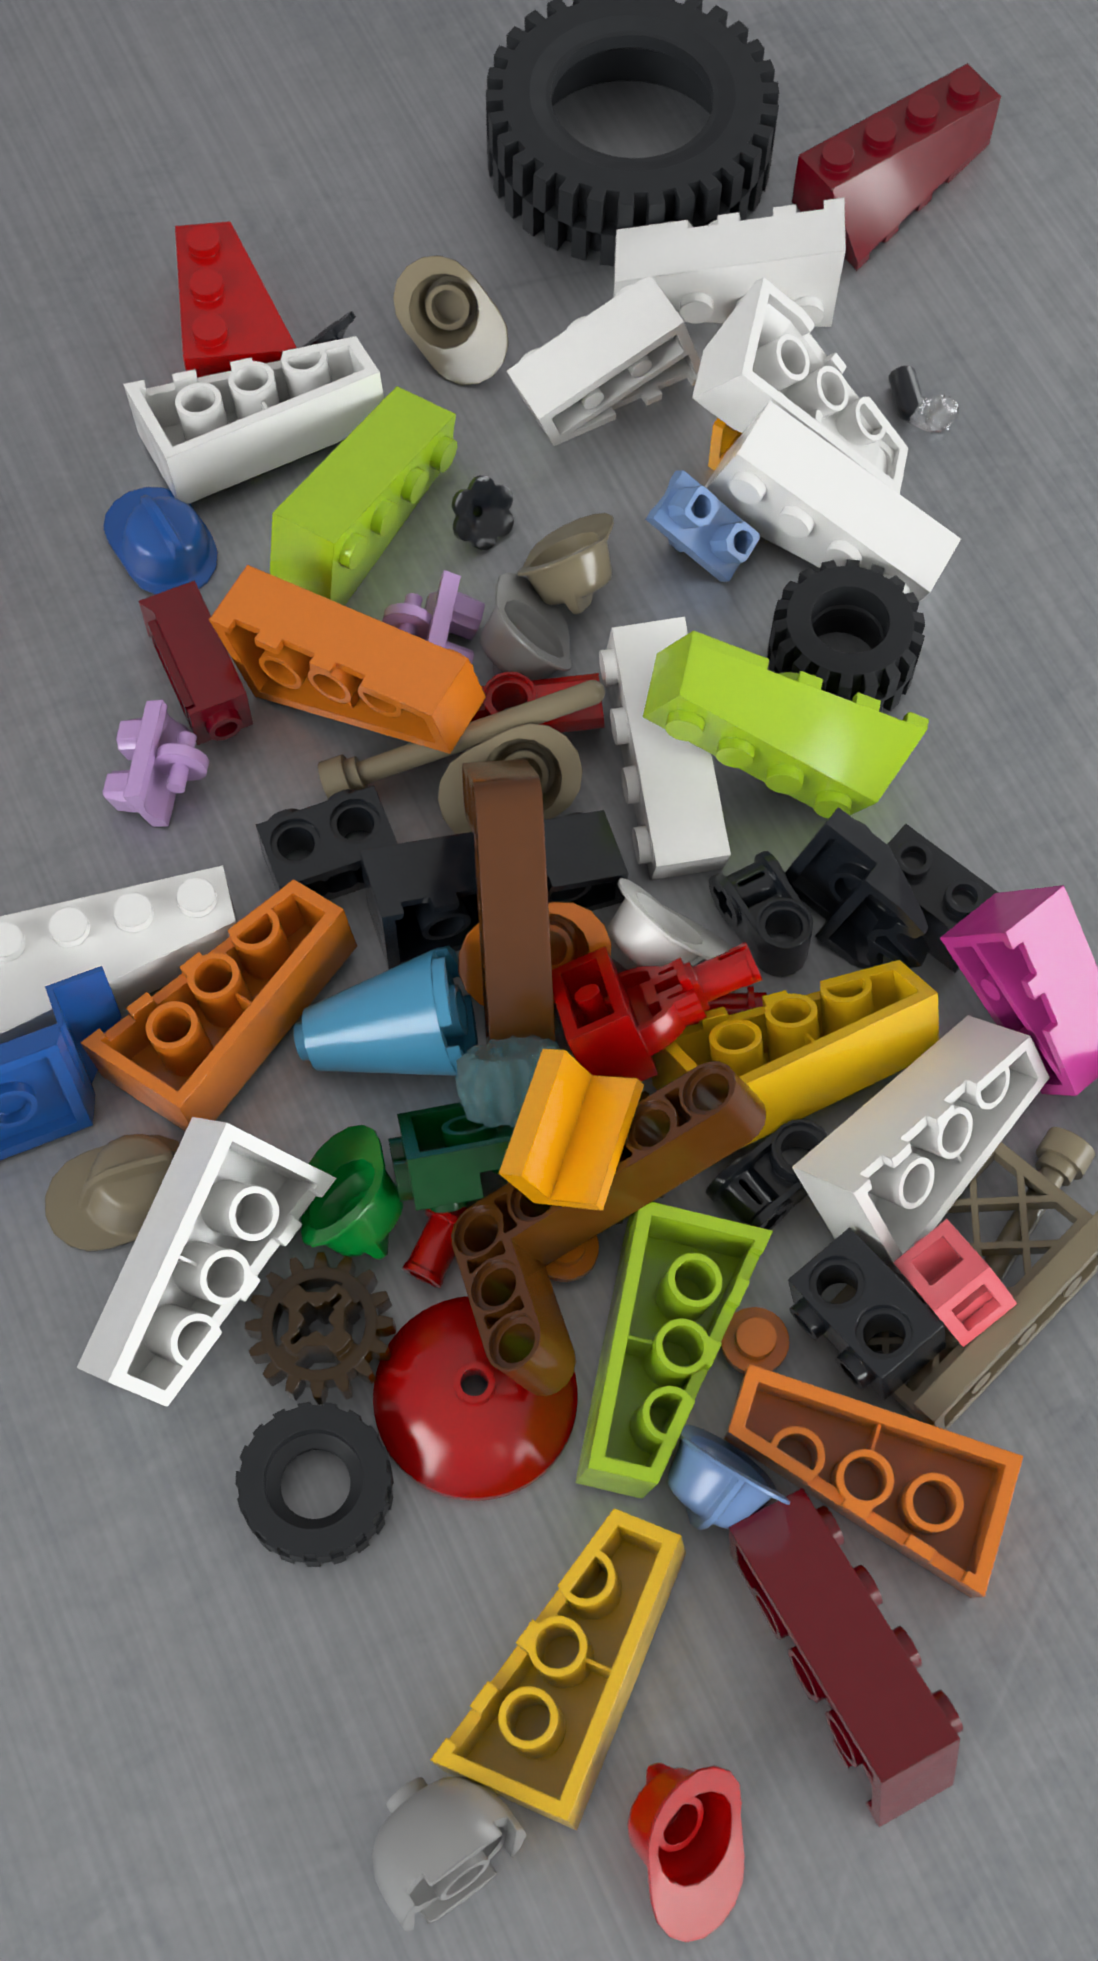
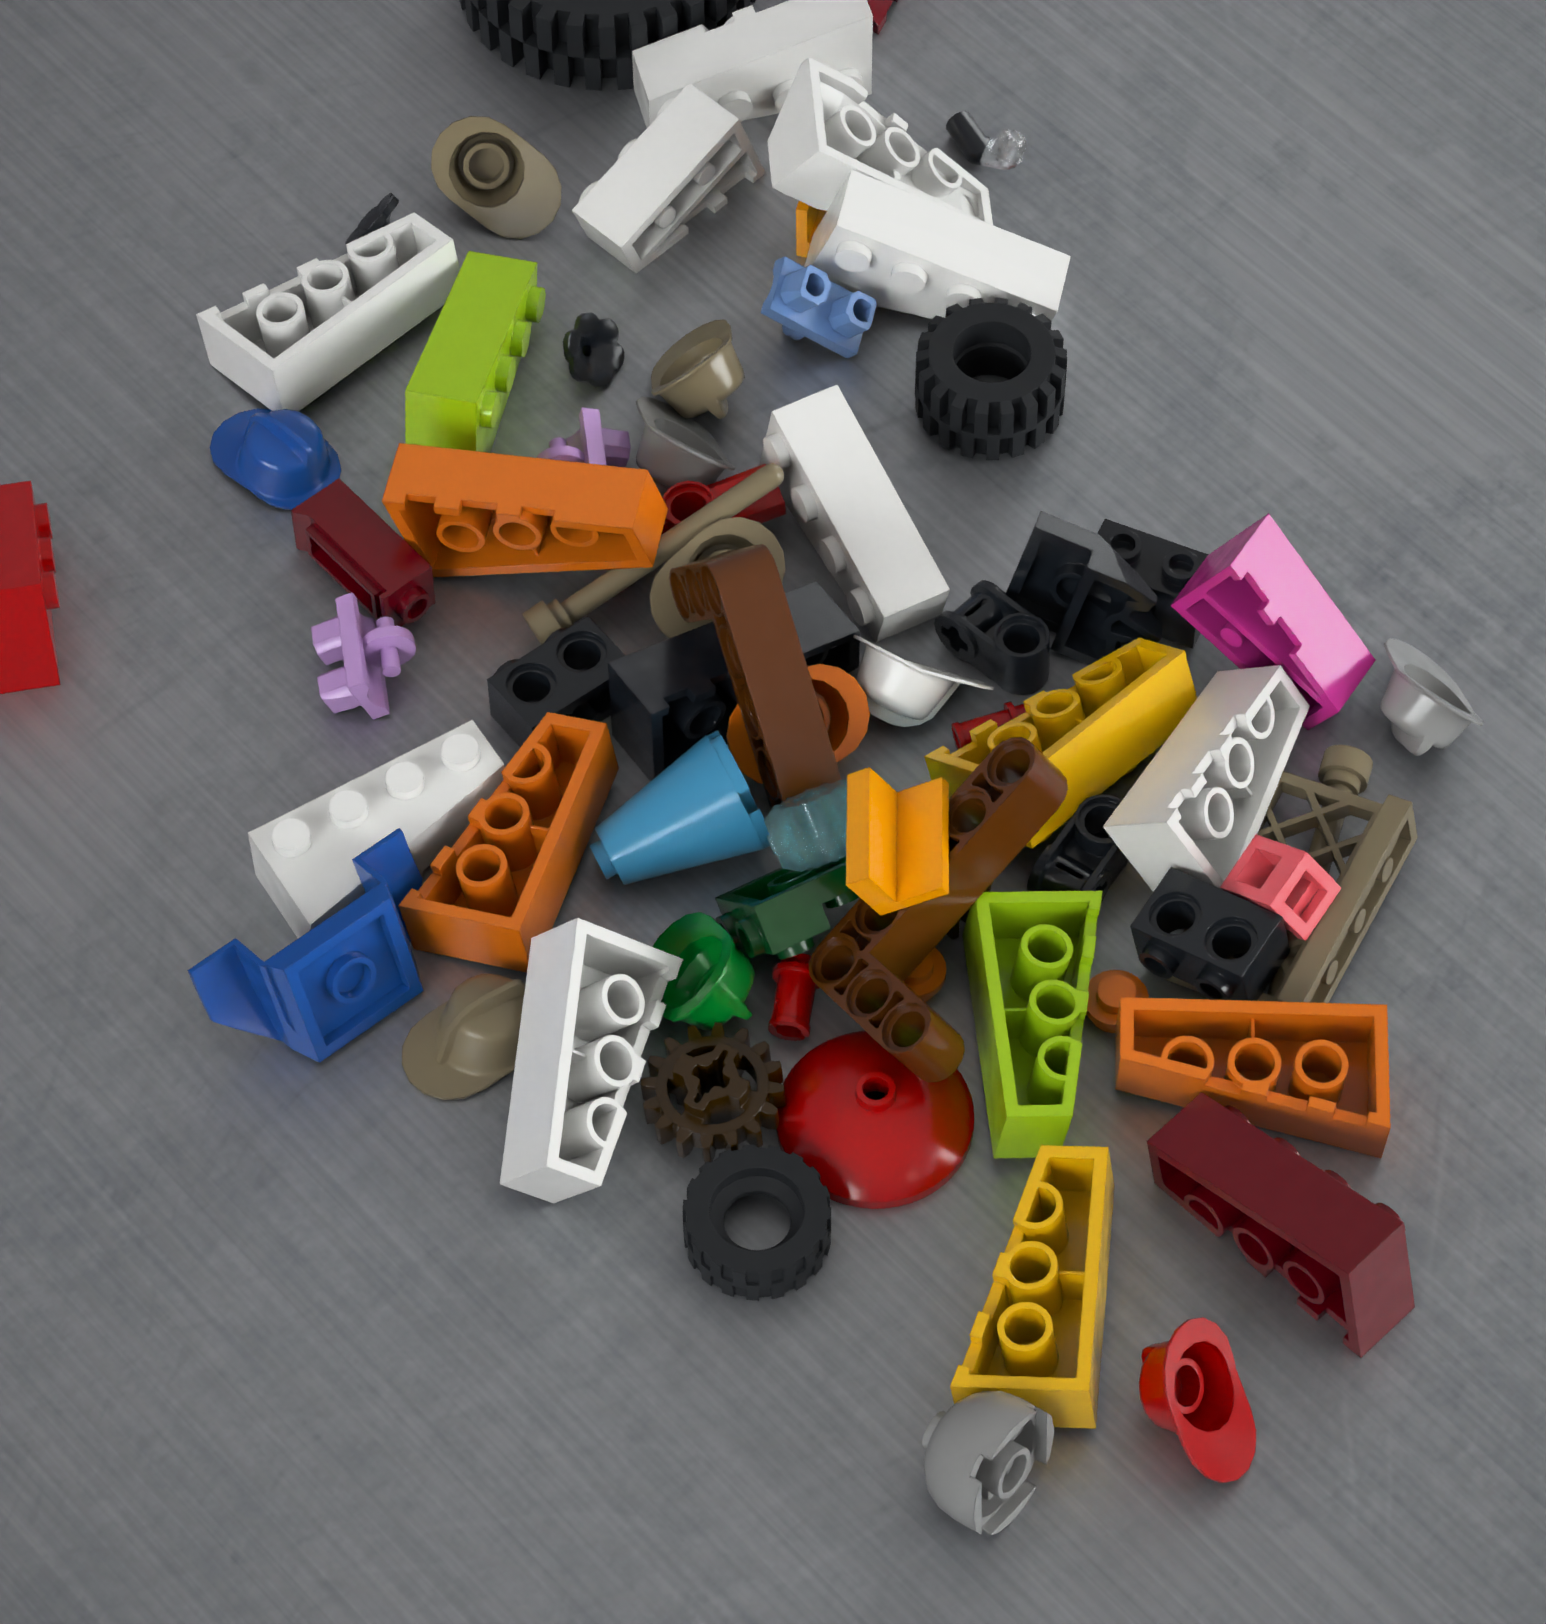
camera: 15 degrees left, 10 degrees down
(224, 302) = (260, 215): red wedge -> none
(628, 1016) = (922, 735): red brick -> none
(717, 1480) = (1127, 1105): medium blue piece -> none
(779, 724) = (959, 458): lime wedge -> none

